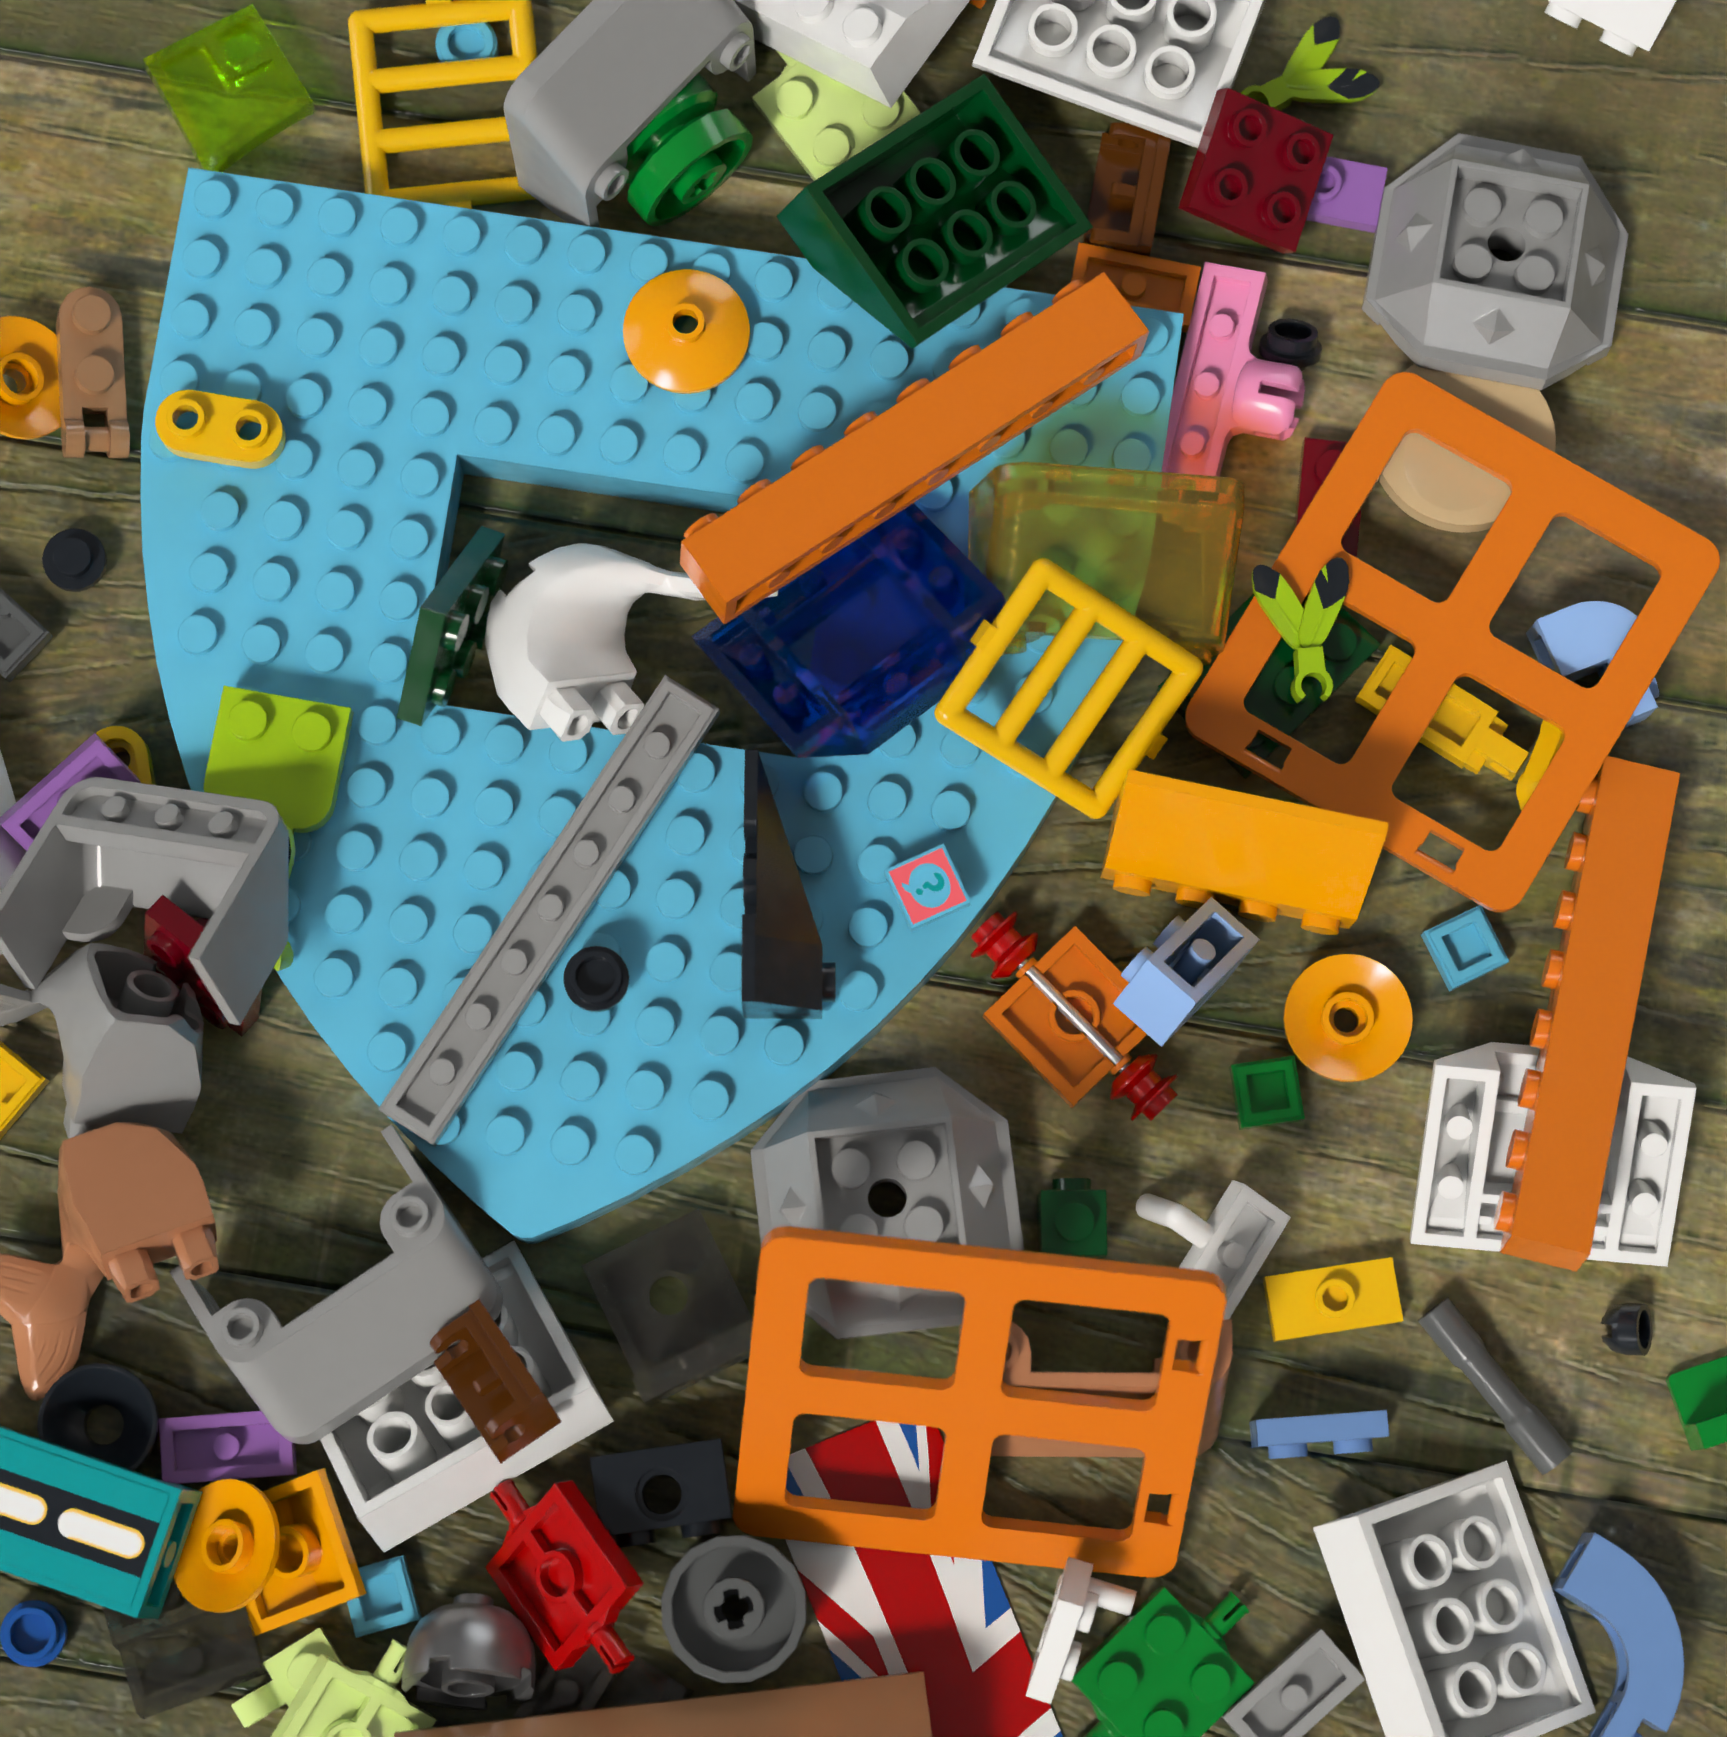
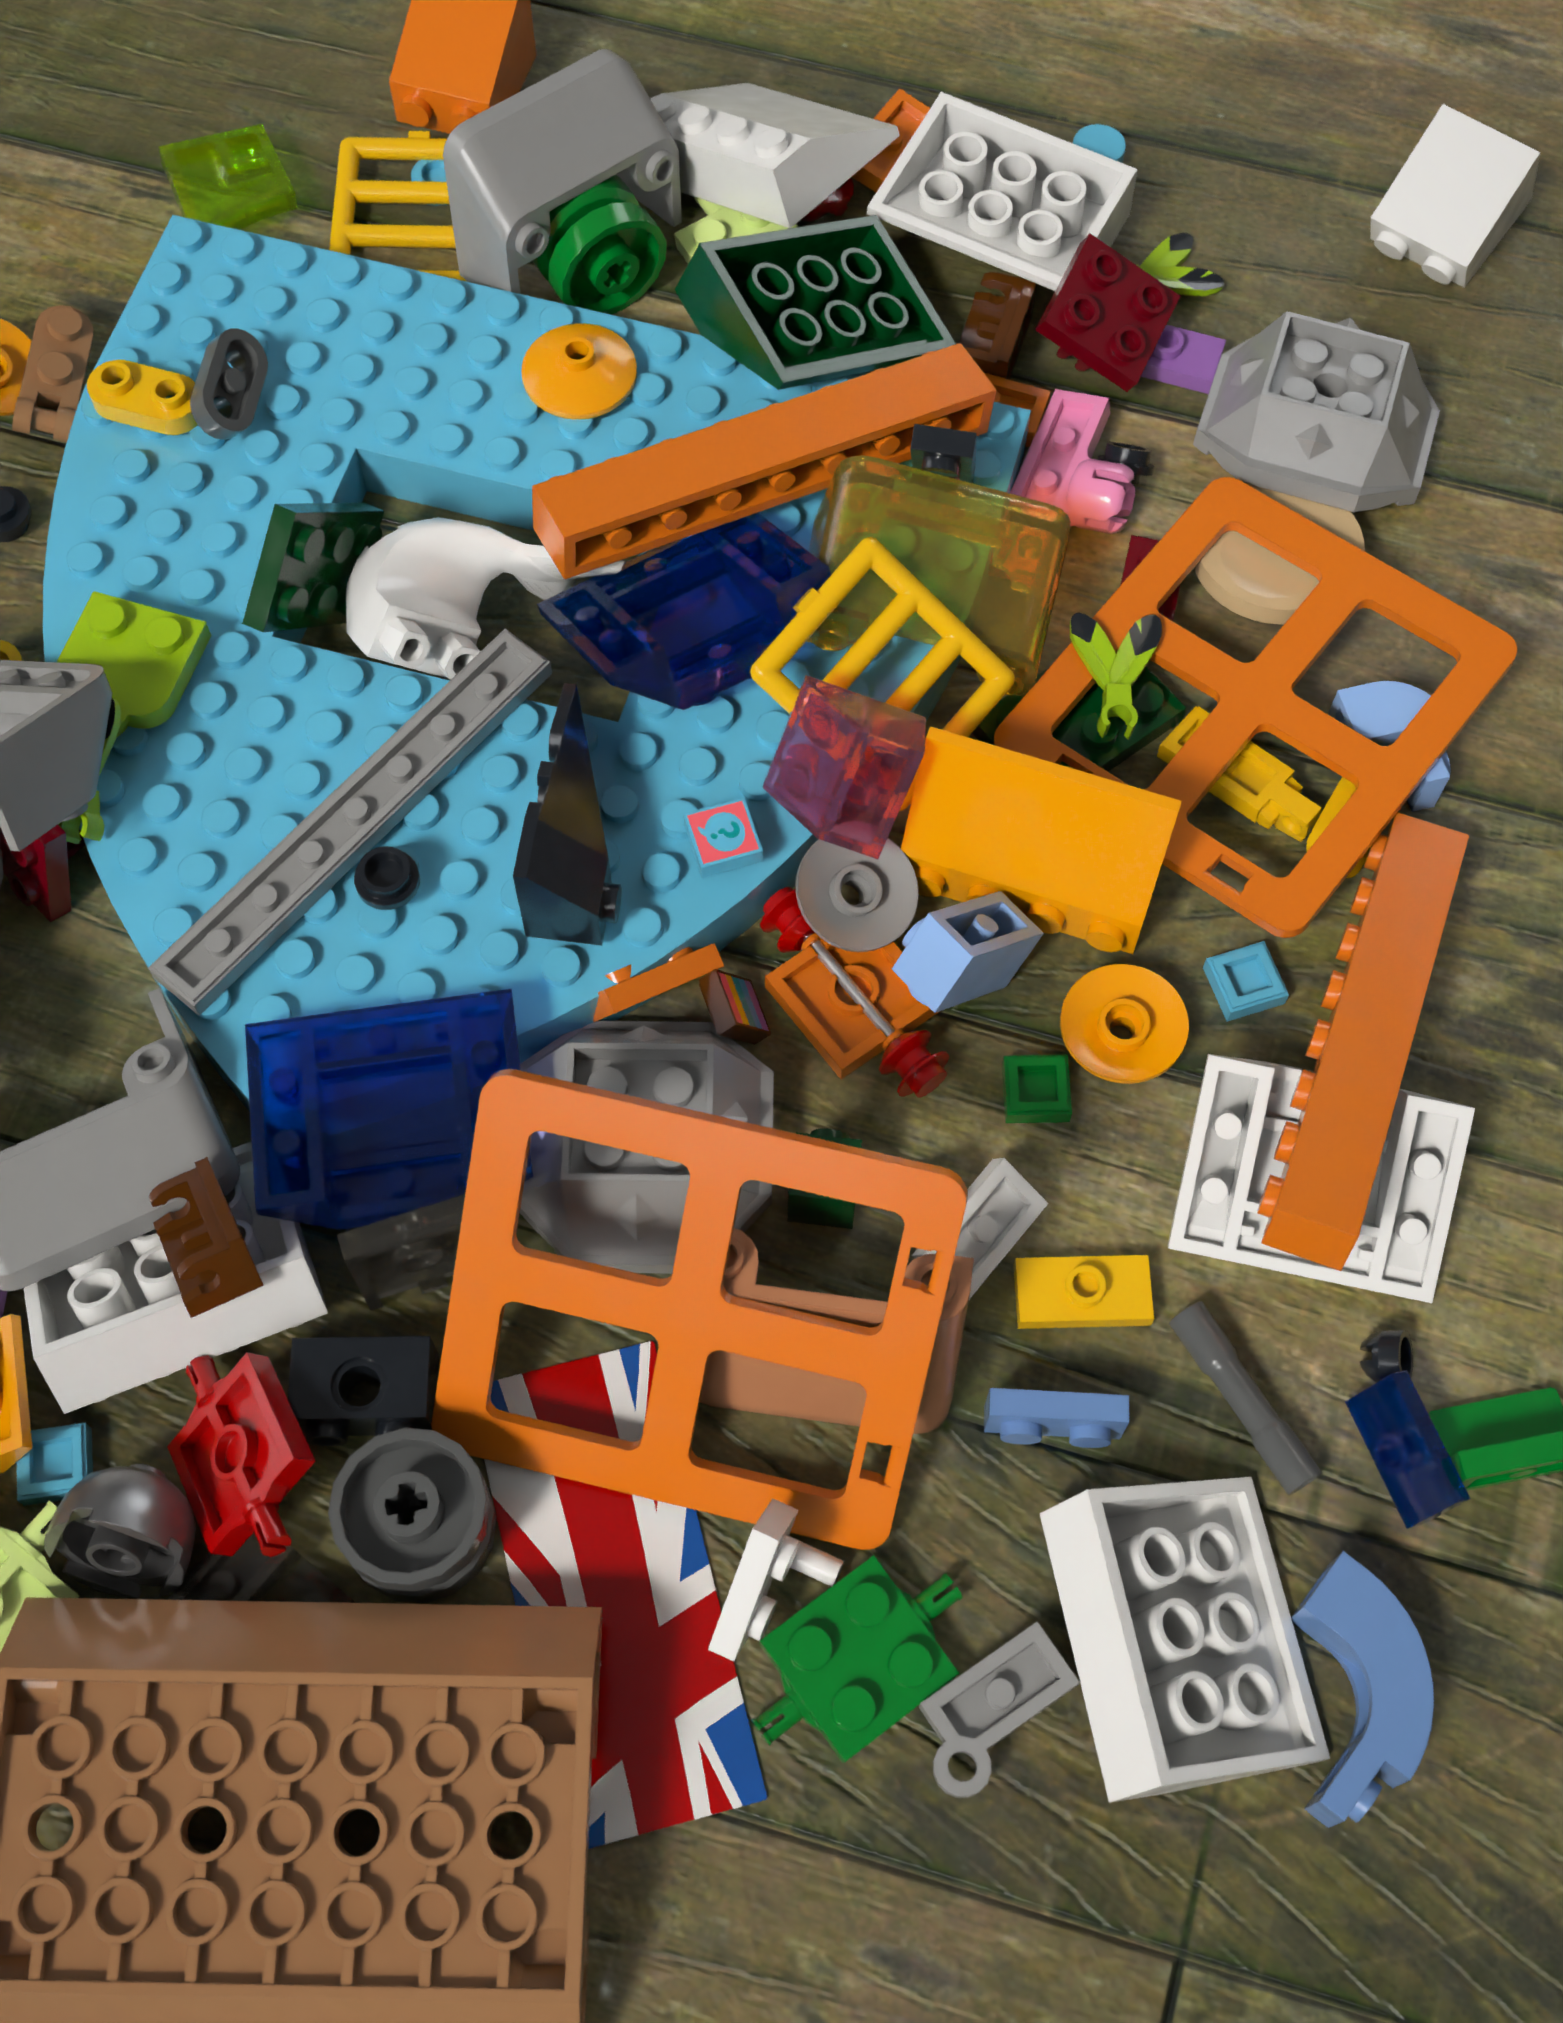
camera: 10 degrees right, 15 degrees down
(312, 416) = (227, 396): none -> dark grey plate
(639, 1222) = (372, 1105): none -> clear blue slope
(897, 1029) = (679, 969): none -> orange plate
(957, 1049) = (734, 1007): none -> reddish brown tile
(1047, 807) = (845, 765): none -> clear pink slope
(1093, 922) = (884, 887): none -> light grey dish
(1104, 436) = (944, 451): none -> black hinge
(1649, 1420) = (1407, 1449): none -> clear blue plate

